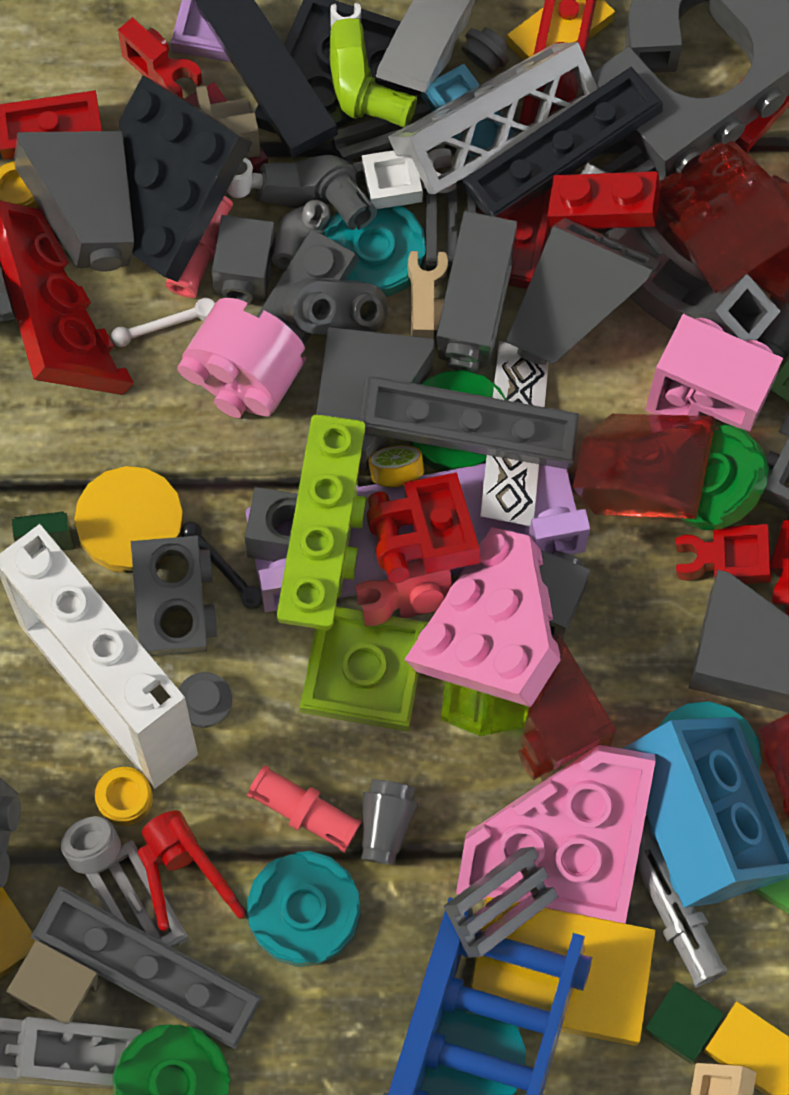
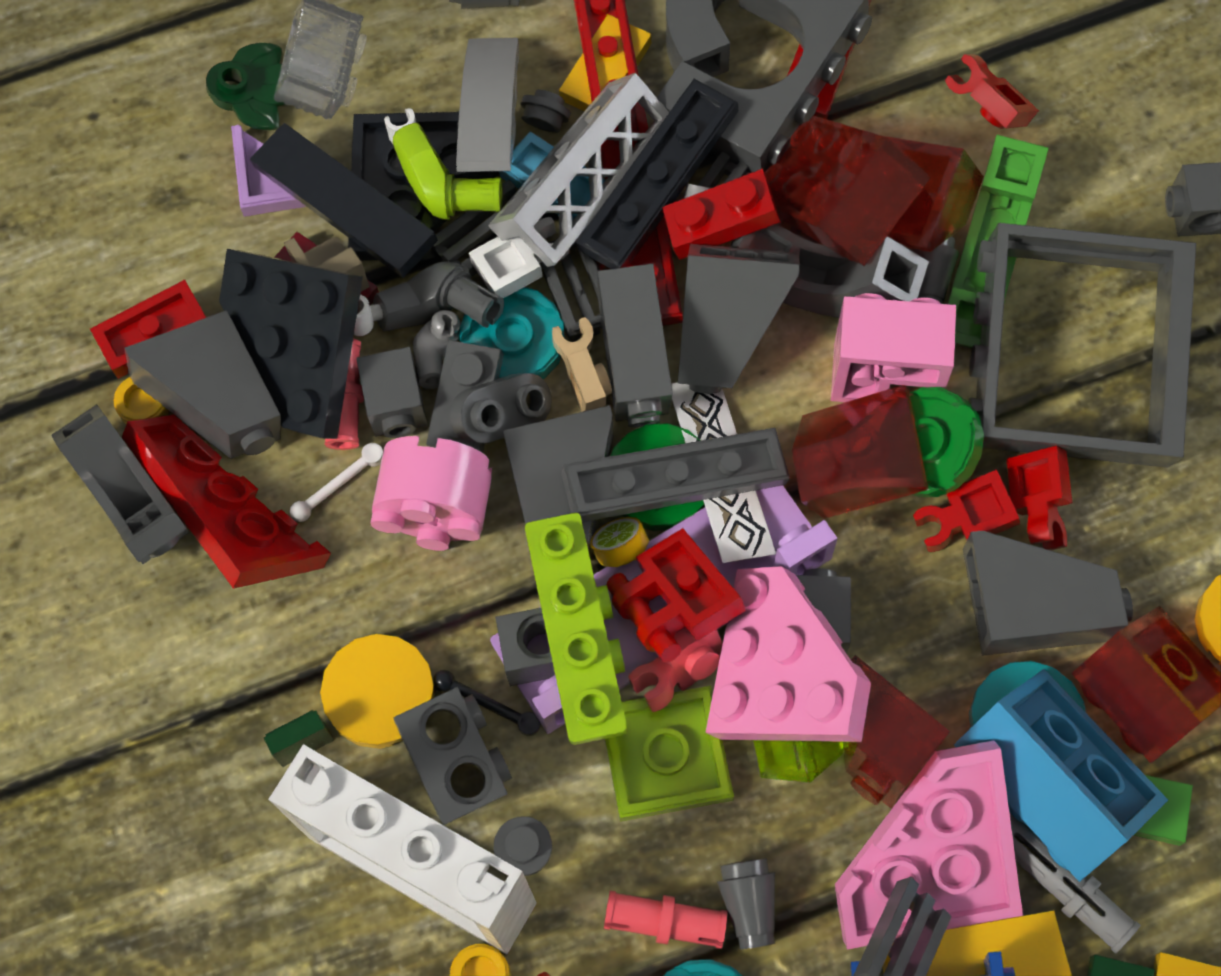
camera: 15 degrees left, 0 degrees up
(149, 55) = (225, 228): red plate -> none

